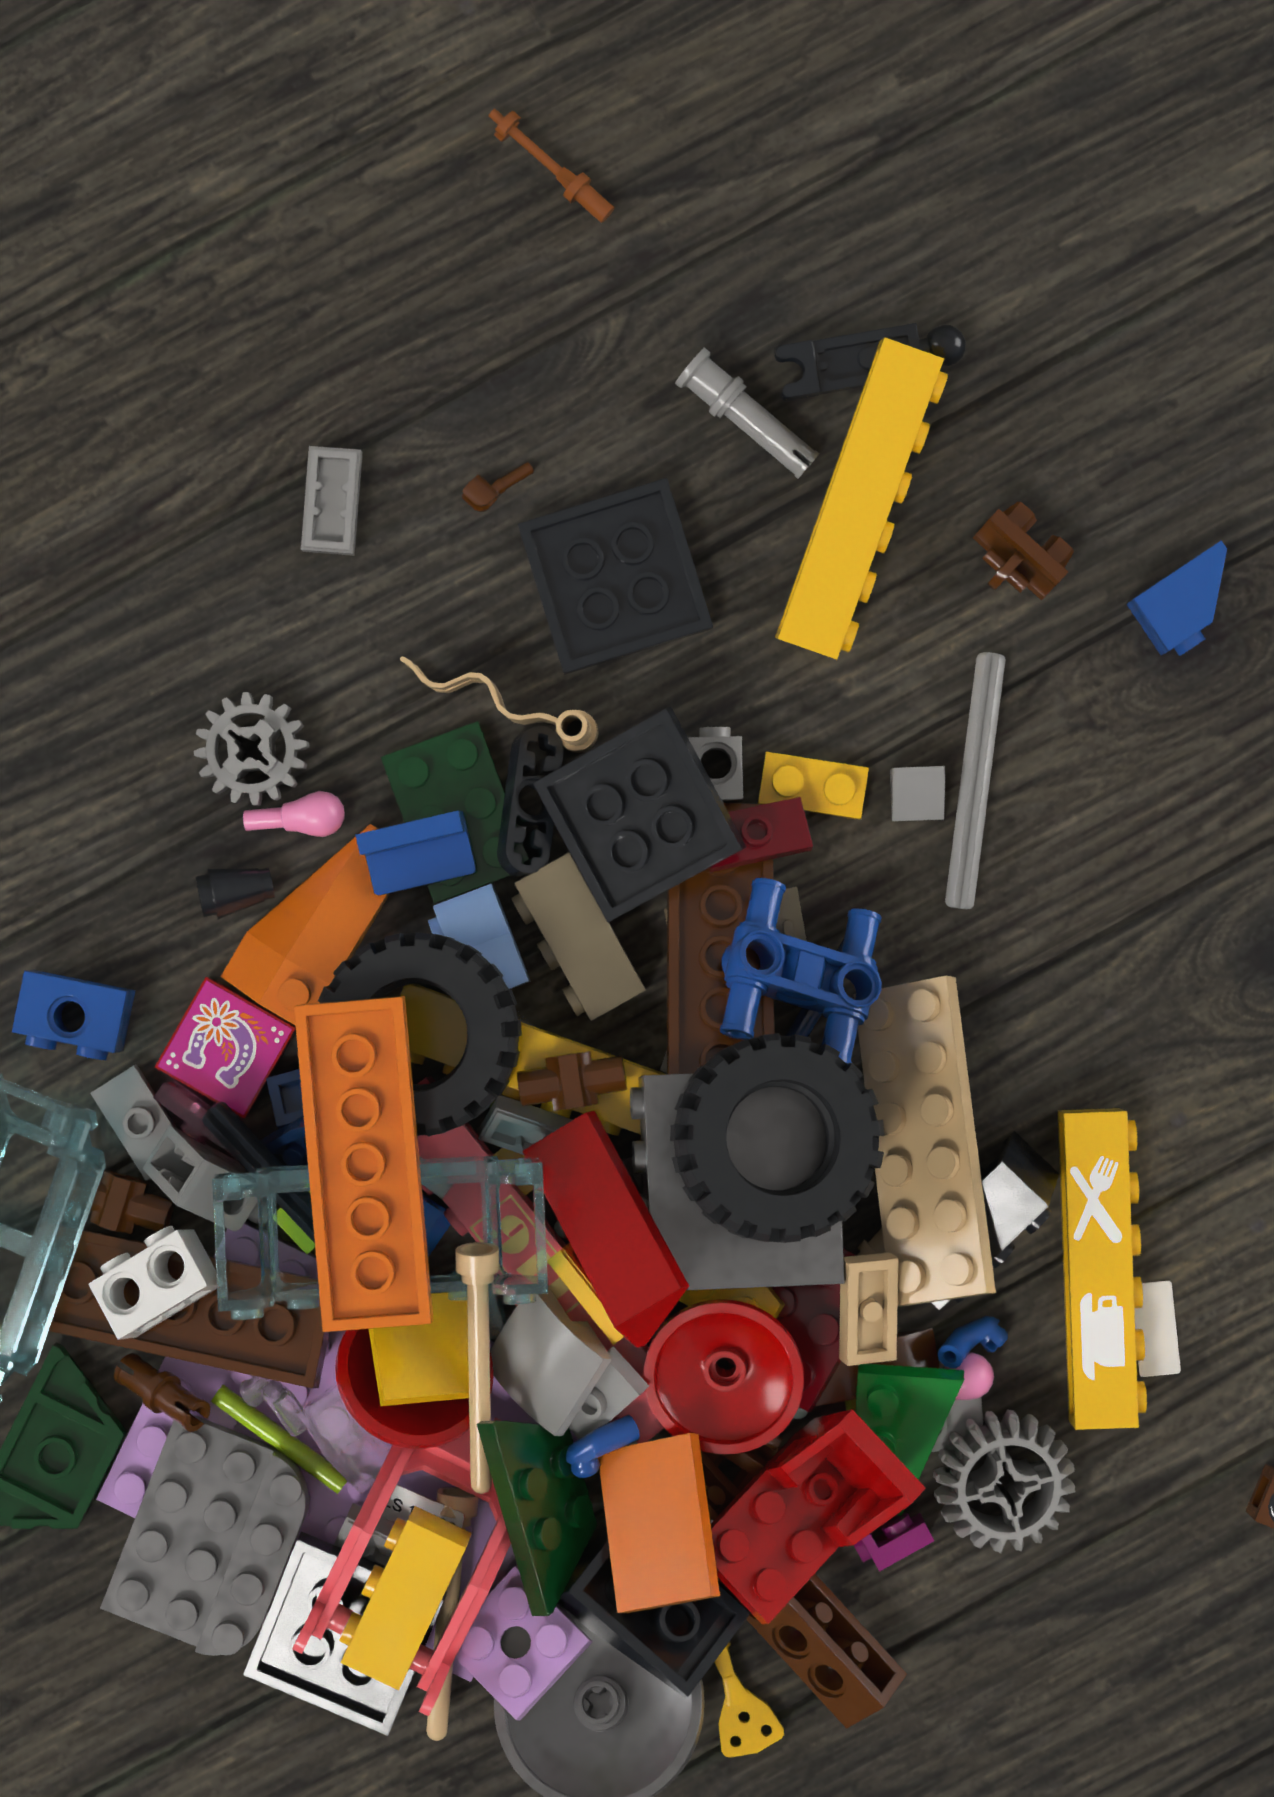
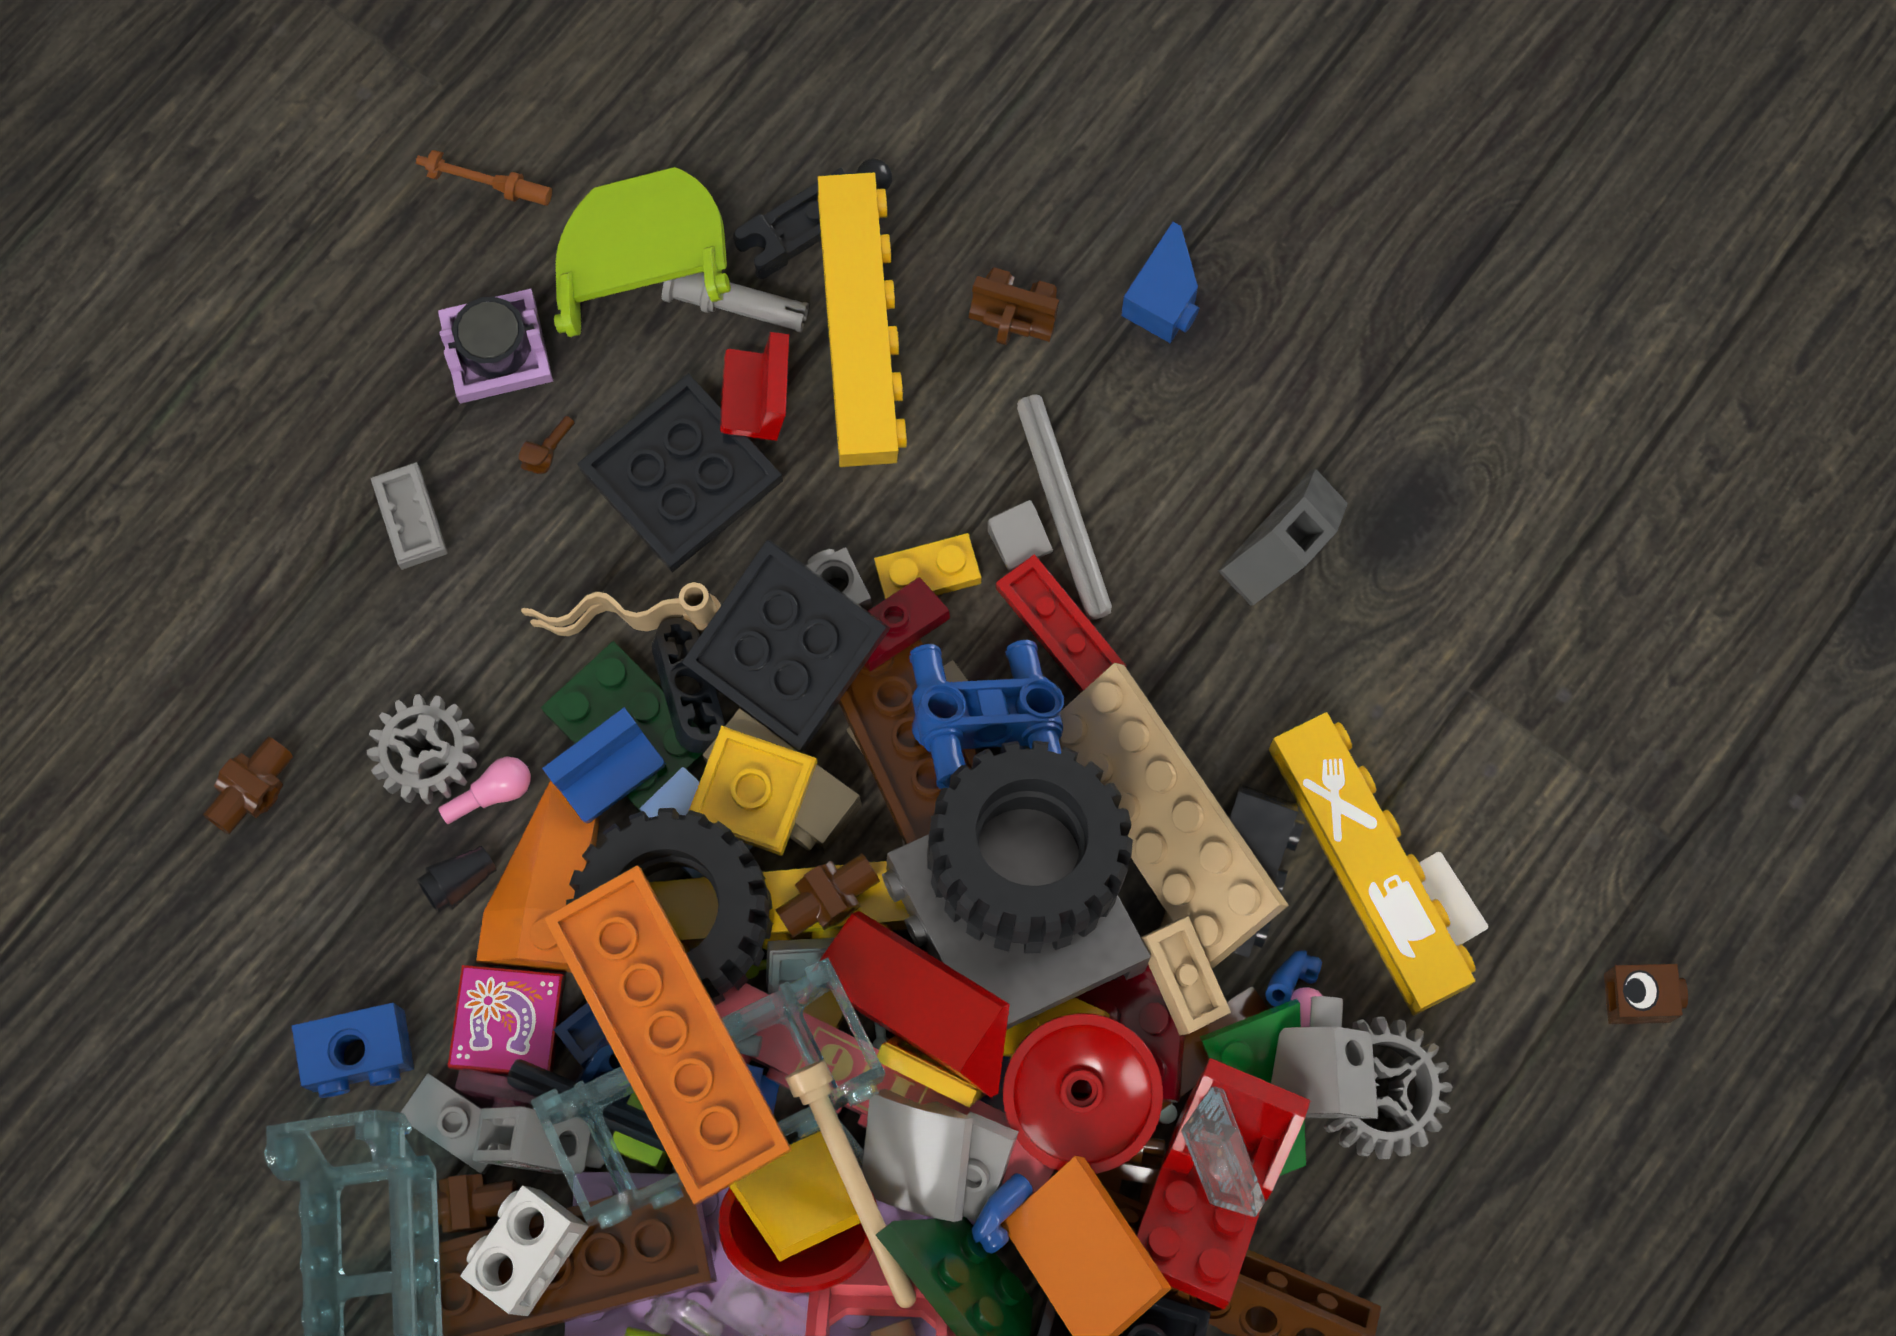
camera: 20 degrees left, 15 degrees down
(71, 709) = (248, 785): none -> reddish brown axle
(487, 357) = (494, 345): none -> piece
(545, 941) = (754, 788): none -> yellow tile
(677, 306) = (638, 237): none -> lime piece
(726, 526) = (755, 390): none -> red panel
(819, 1497) = (1222, 1156): none -> clear panel
(899, 1539) = (1314, 1185): magenta bracket -> none
(914, 902) = (1057, 622): none -> red plate
(958, 1454) = (1328, 1064): none -> light grey torso
(1177, 917) = (1286, 539): none -> dark grey slope

